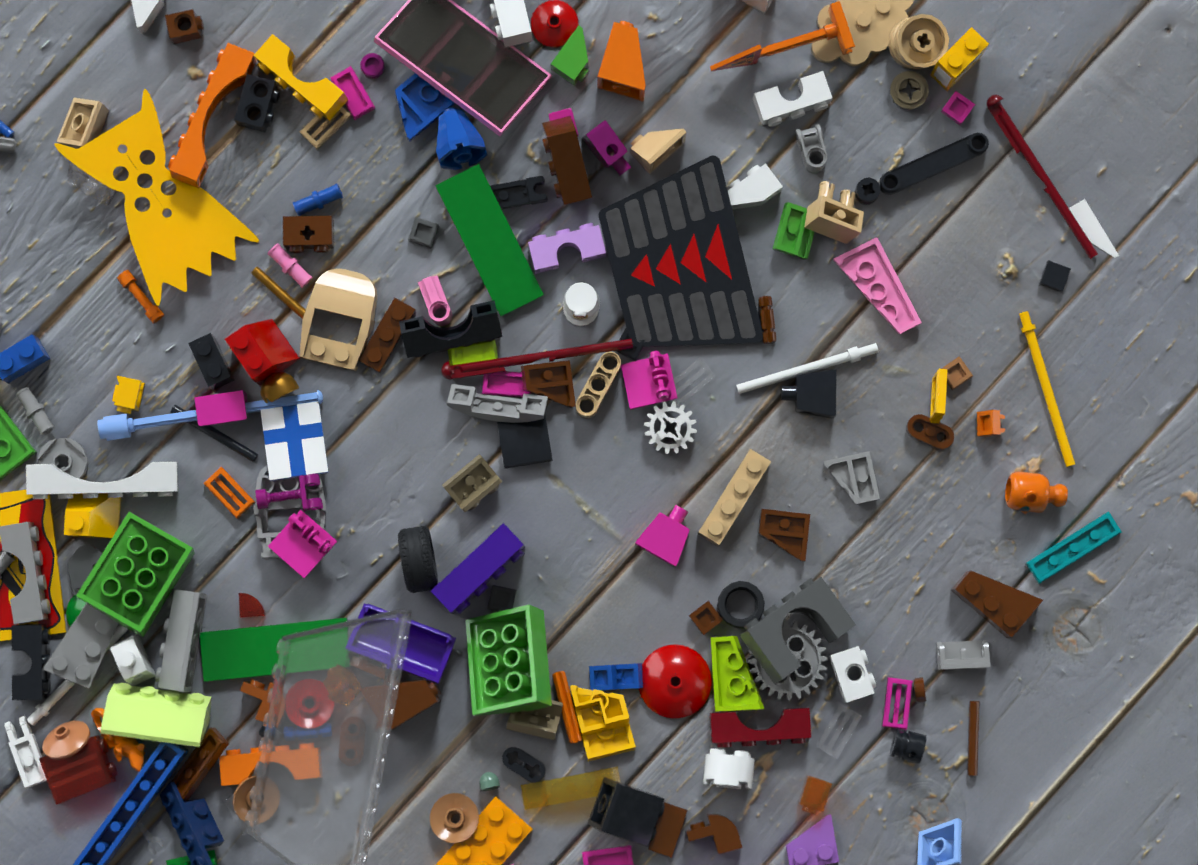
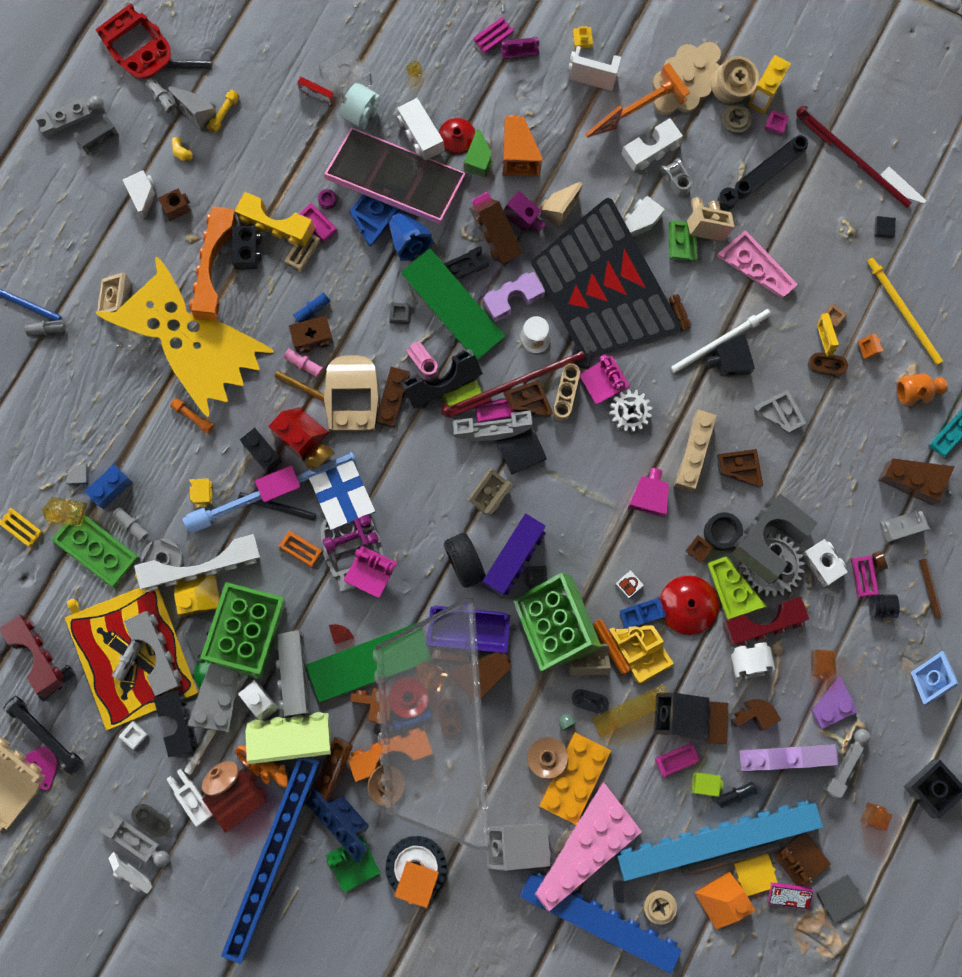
camera: 20 degrees left, 5 degrees down
(610, 638) = (629, 584): none -> tile

